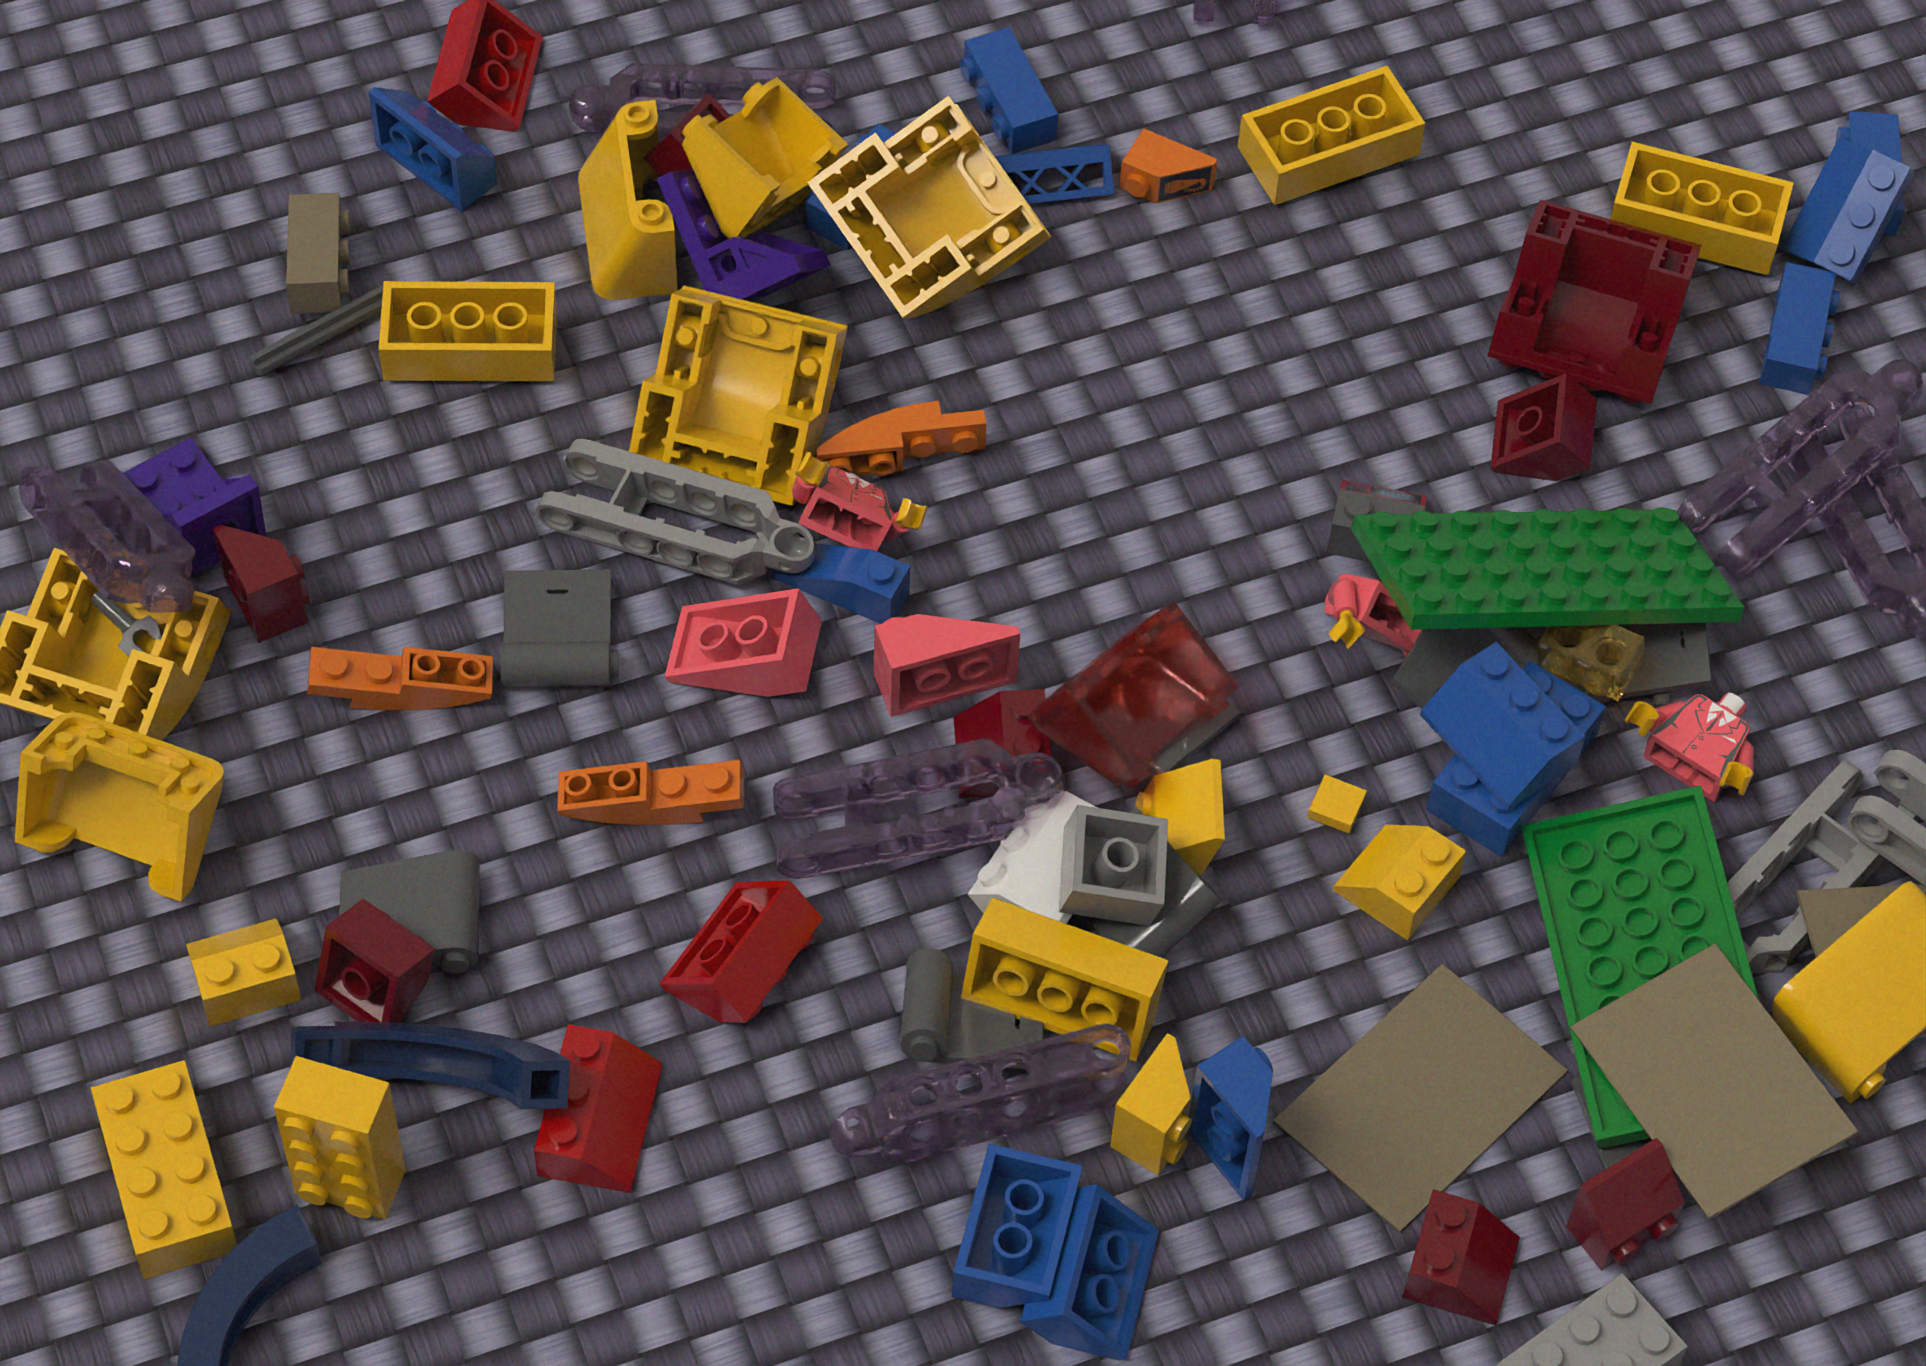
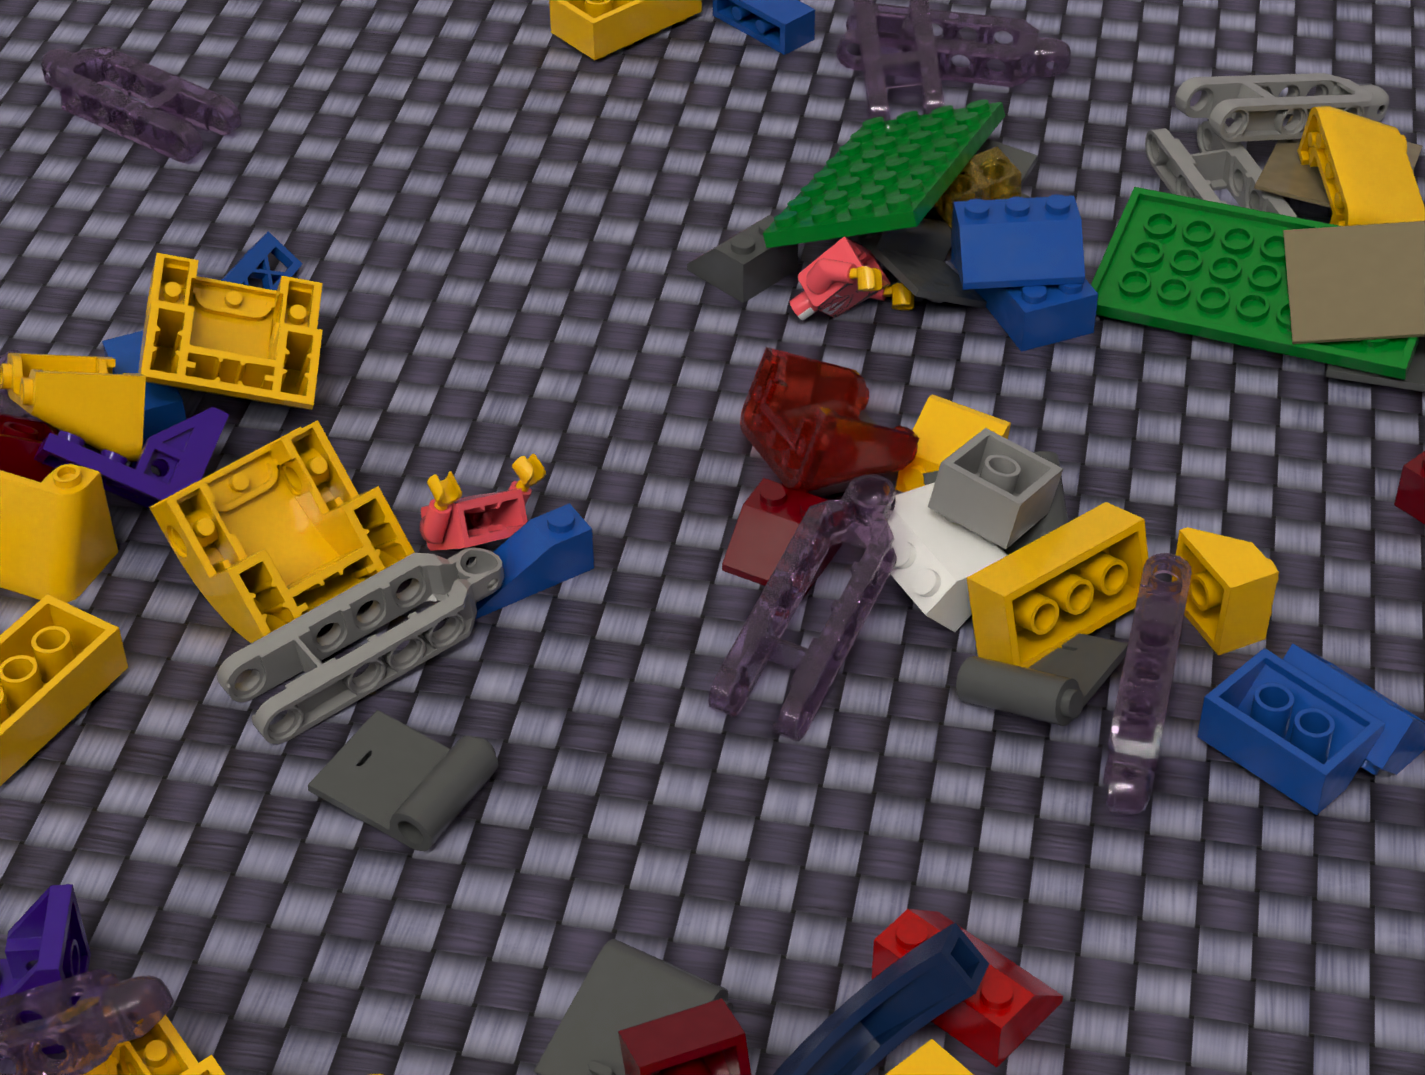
camera: 55 degrees left, 15 degrees down
(262, 581) = (160, 944): dark red slope -> none
(405, 682) = (364, 914): orange slope -> none
(650, 797) = (647, 786): orange slope -> none
(743, 950) = (862, 796): red slope -> none
(746, 644) = (540, 653): coral slope -> none
(916, 430) = (421, 455): orange slope -> none
(941, 659) = (672, 533): coral slope -> none
(1009, 90) = (125, 264): blue brick -> none
(1165, 169) = (313, 223): orange slope -> none
(1232, 1110) = (1289, 521): blue slope -> none
(1331, 135) = (379, 130): yellow brick -> none
(1337, 804) = (984, 388): yellow tile -> none
(1402, 876) = (1083, 377): yellow slope -> none
(1420, 1097) = (1285, 464): dark tan piece -> none
(1545, 431) = (742, 148): dark red slope -> none
(1594, 301) = (659, 76): dark red slope -> none
(1699, 742) = (1096, 188): coral torso -> none

